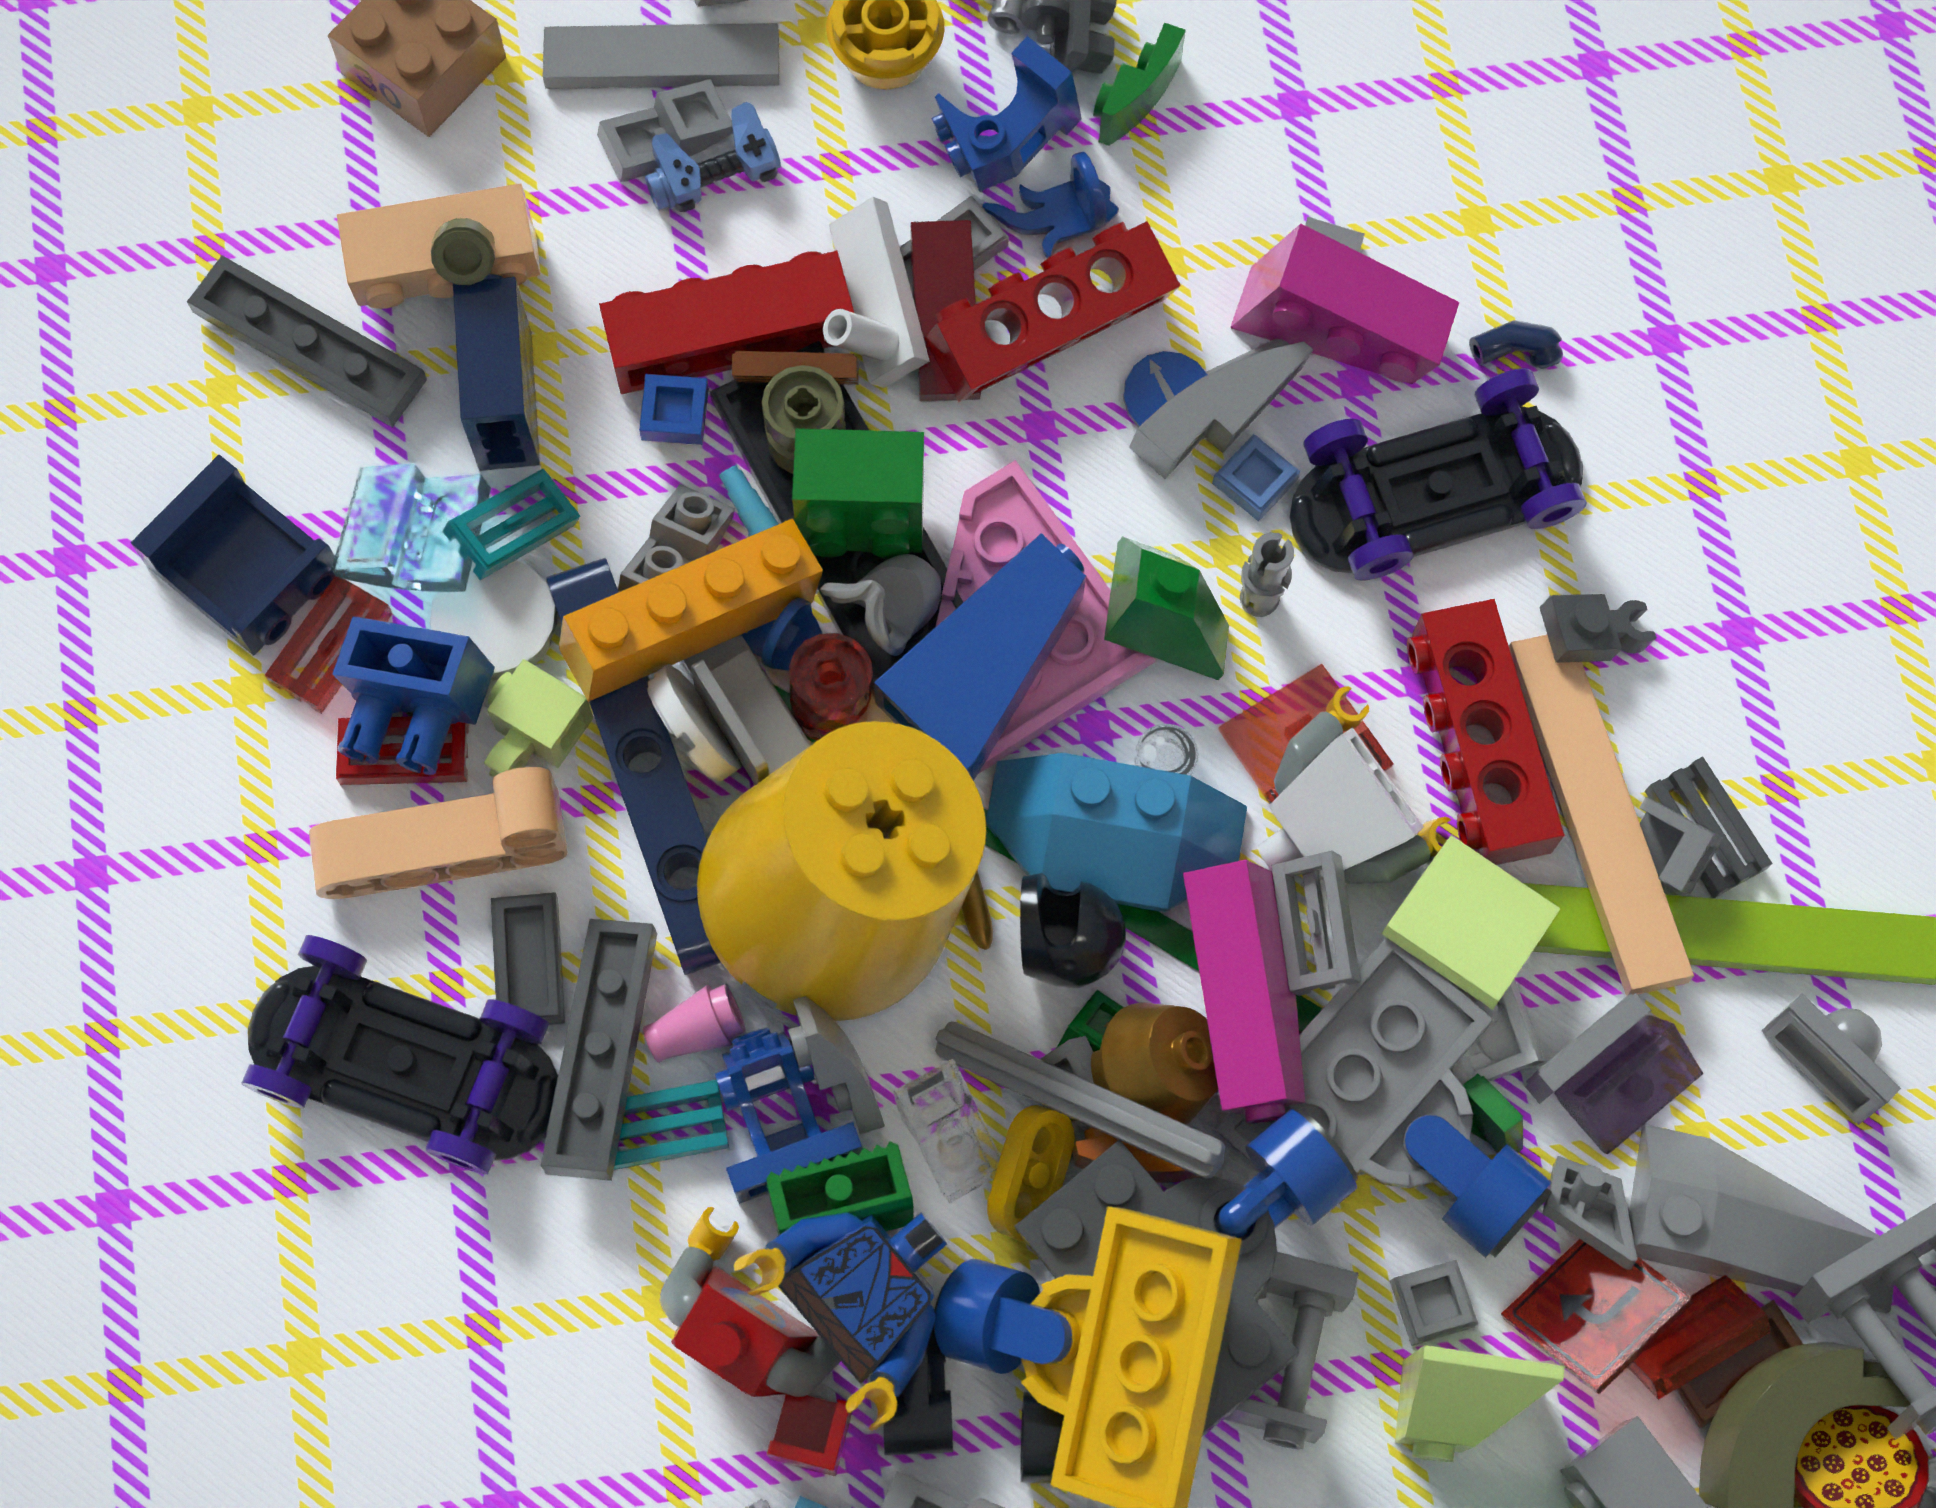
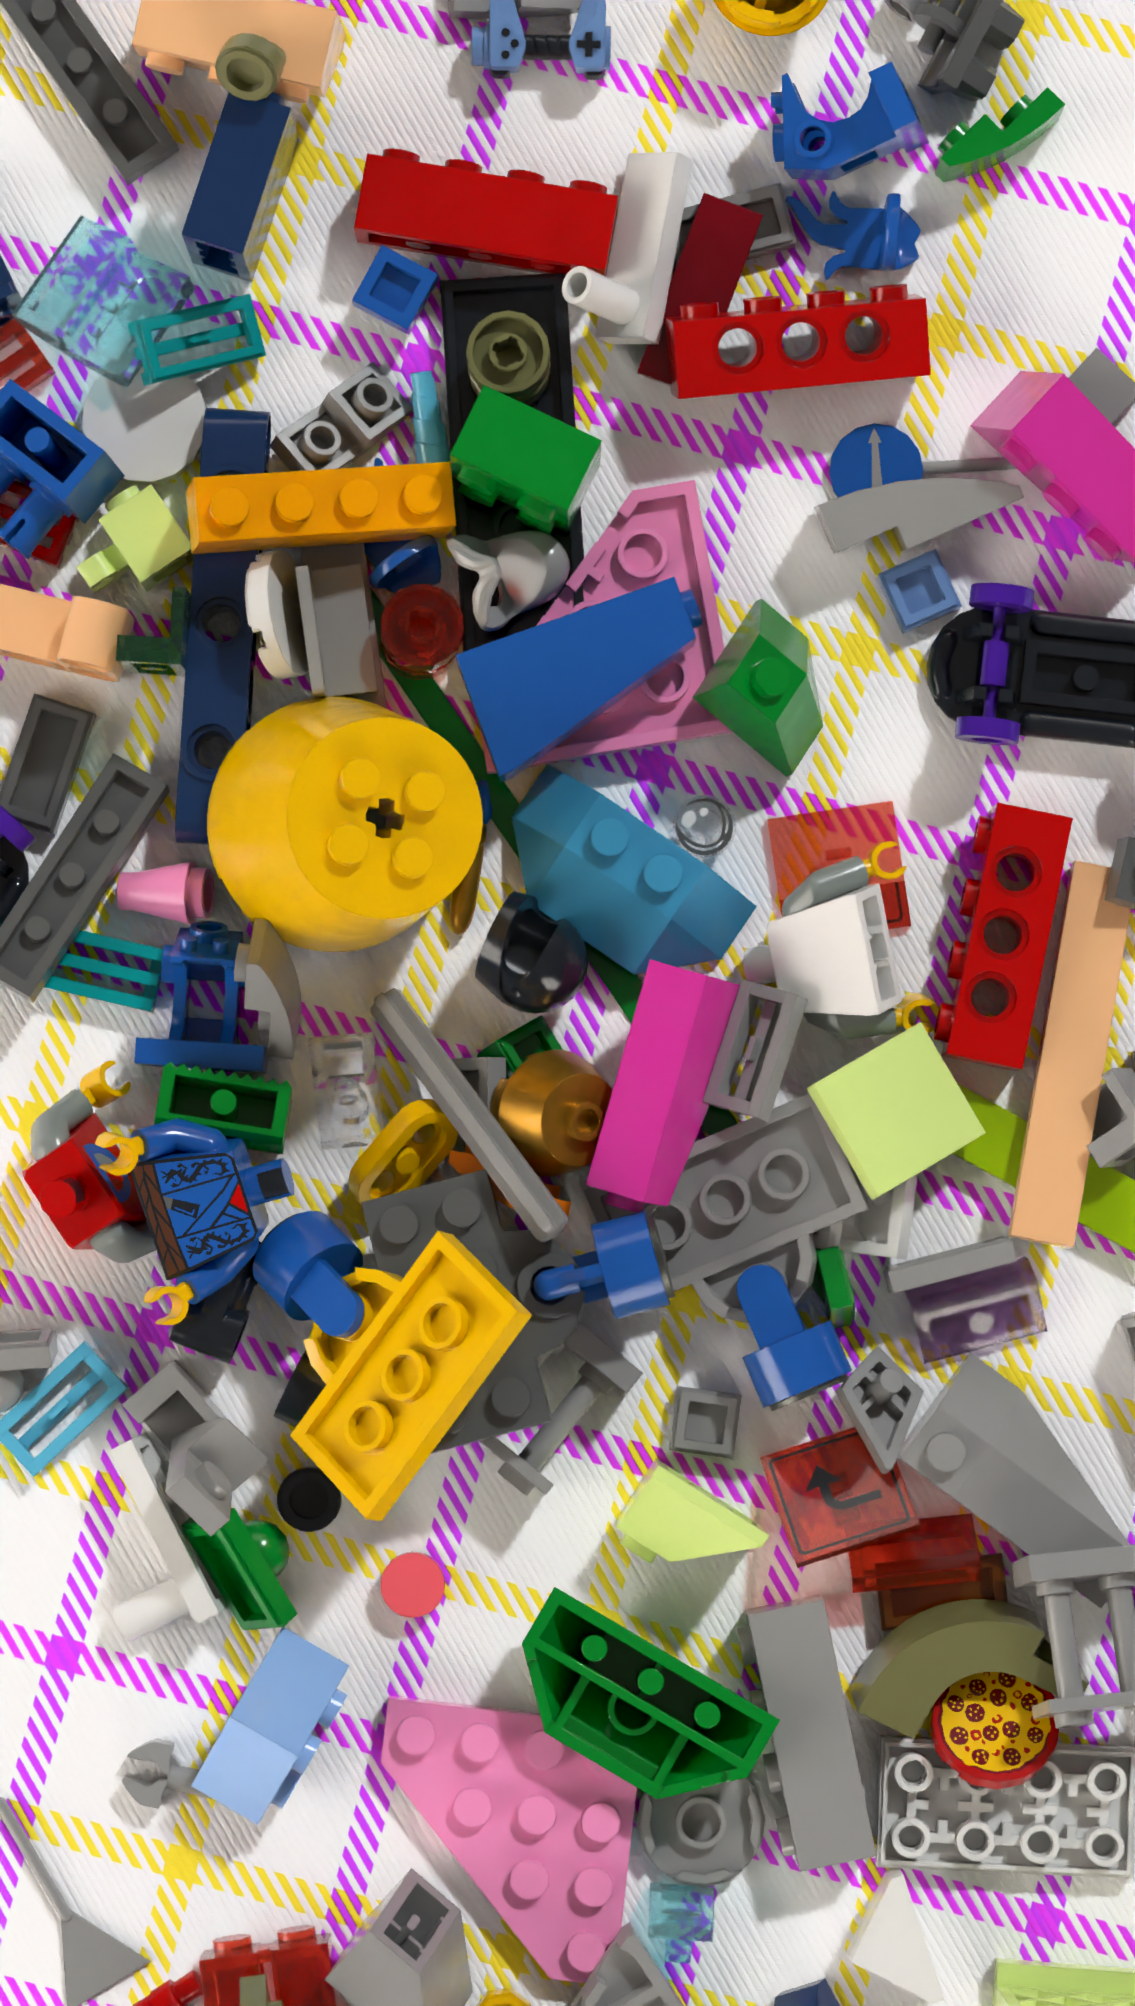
camera: 25 degrees right, 15 degrees up
(595, 803) = (159, 654): none -> clear green panel
(763, 366) = (518, 296): dark orange tile -> none
(810, 1434) = (113, 1296): red panel -> none
(1266, 574) = (877, 688): light grey pin -> none

